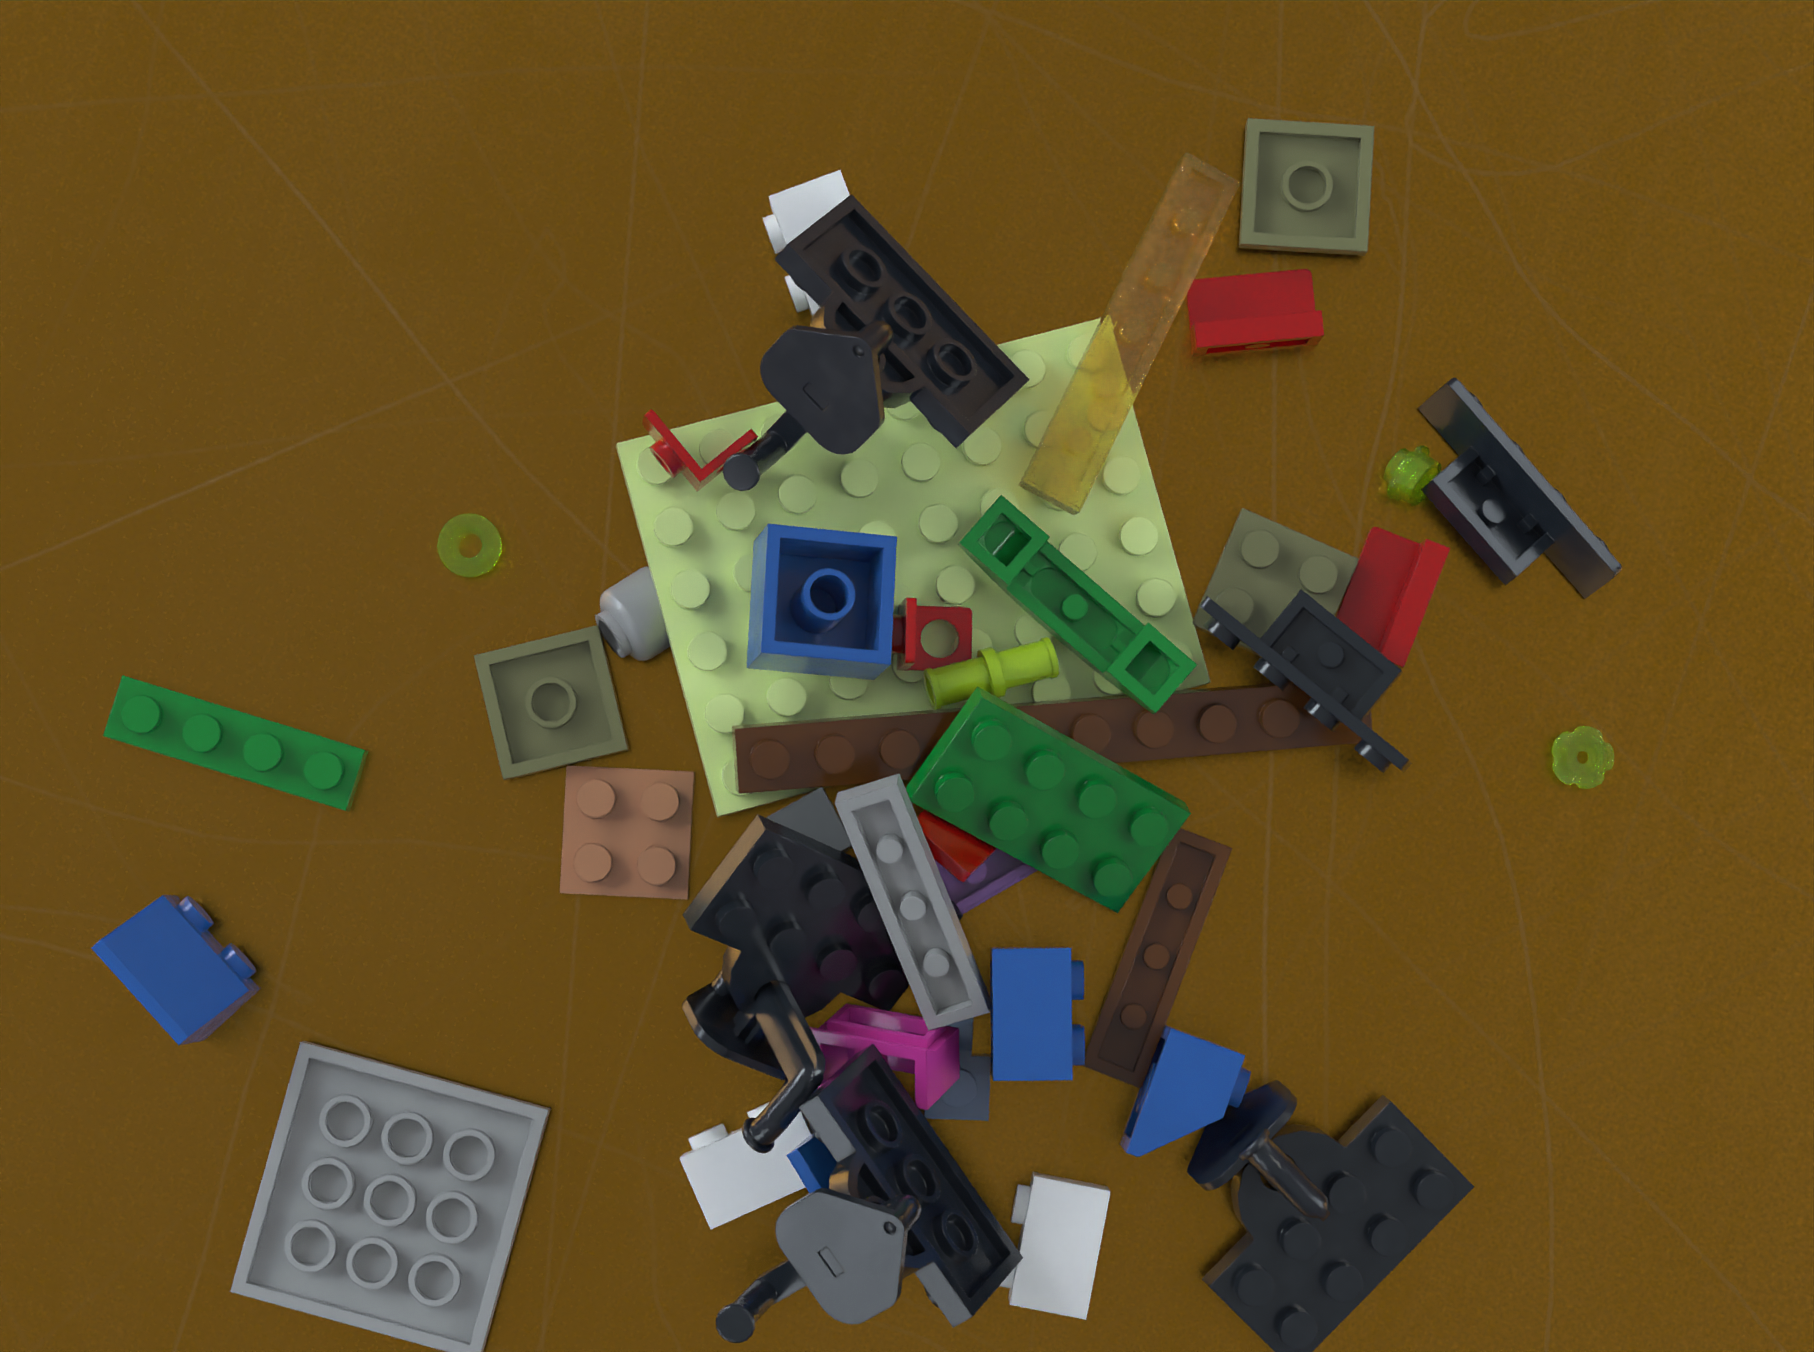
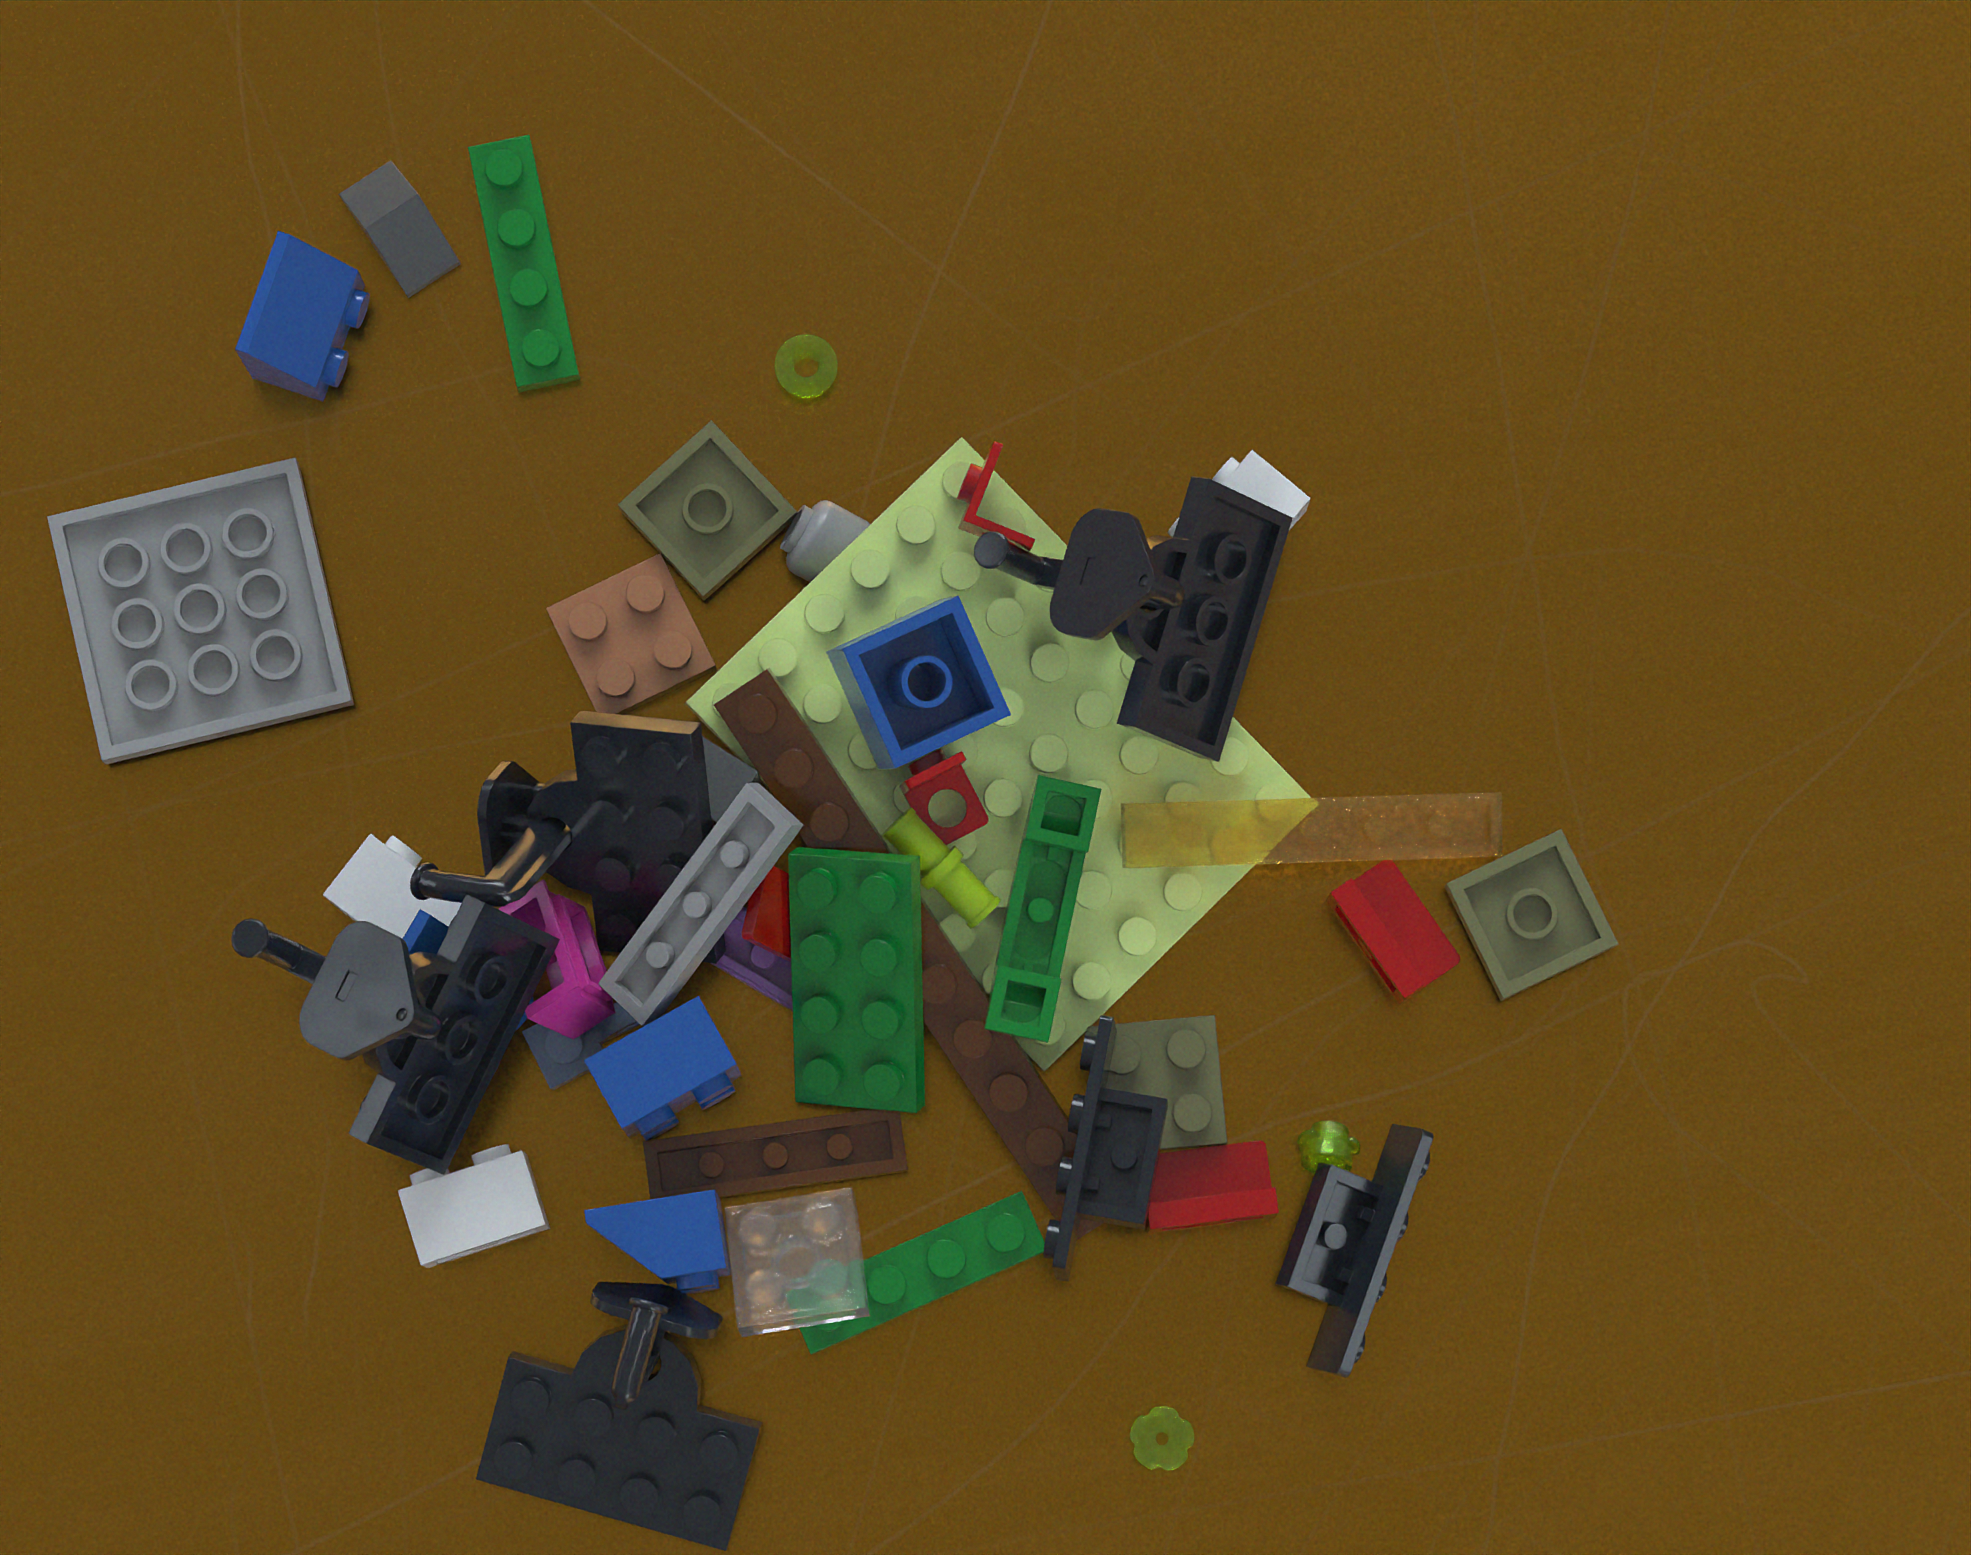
camera: 55 degrees right, 5 degrees down
(141, 836) = (400, 228): none -> dark grey slope
(1260, 988) = (796, 1262): none -> clear plate
(1322, 889) = (938, 1266): none -> green plate

